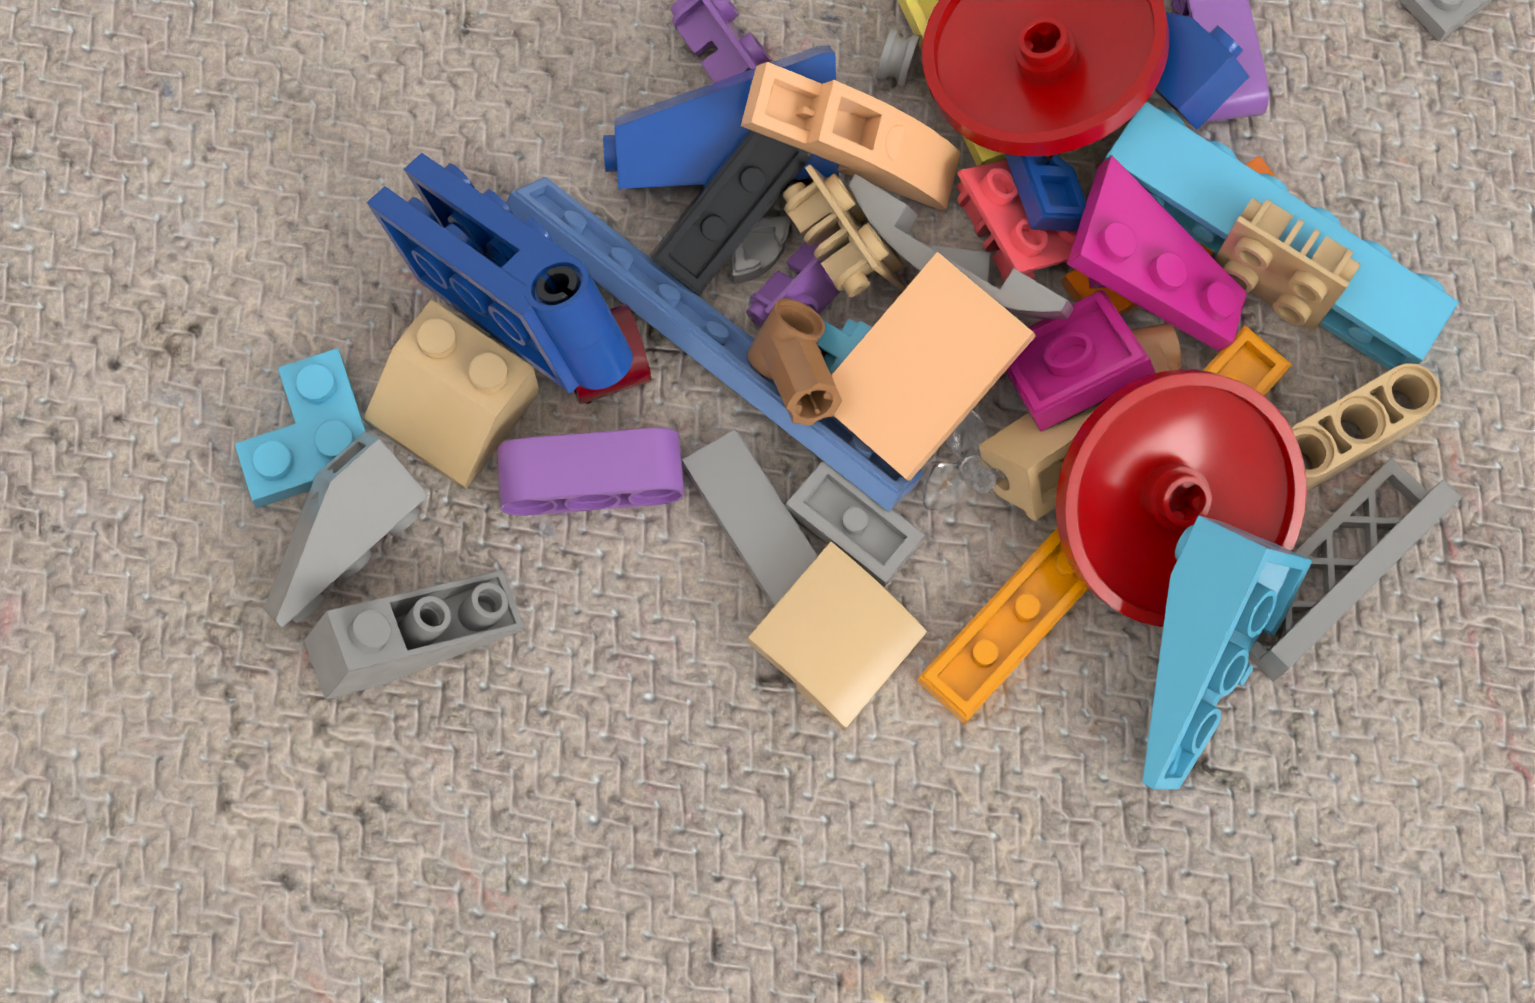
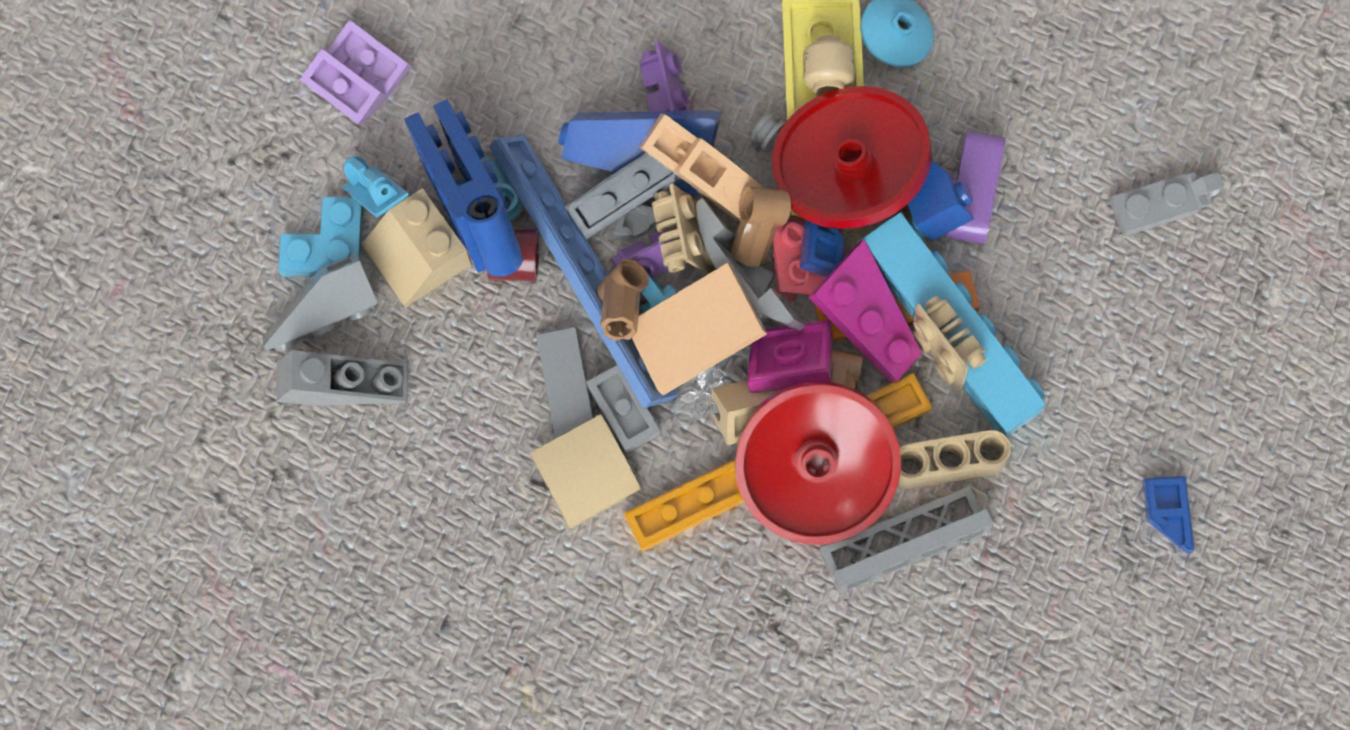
camera: 30 degrees right, 0 degrees up
(257, 170) = (356, 73): none -> lavender slope
(349, 327) = (371, 186): none -> medium azure hinge
(590, 471) = (479, 322): medium lavender beam -> none
(949, 167) = (760, 215): none -> medium nougat piece
(1216, 607) = (808, 540): medium azure wedge -> none

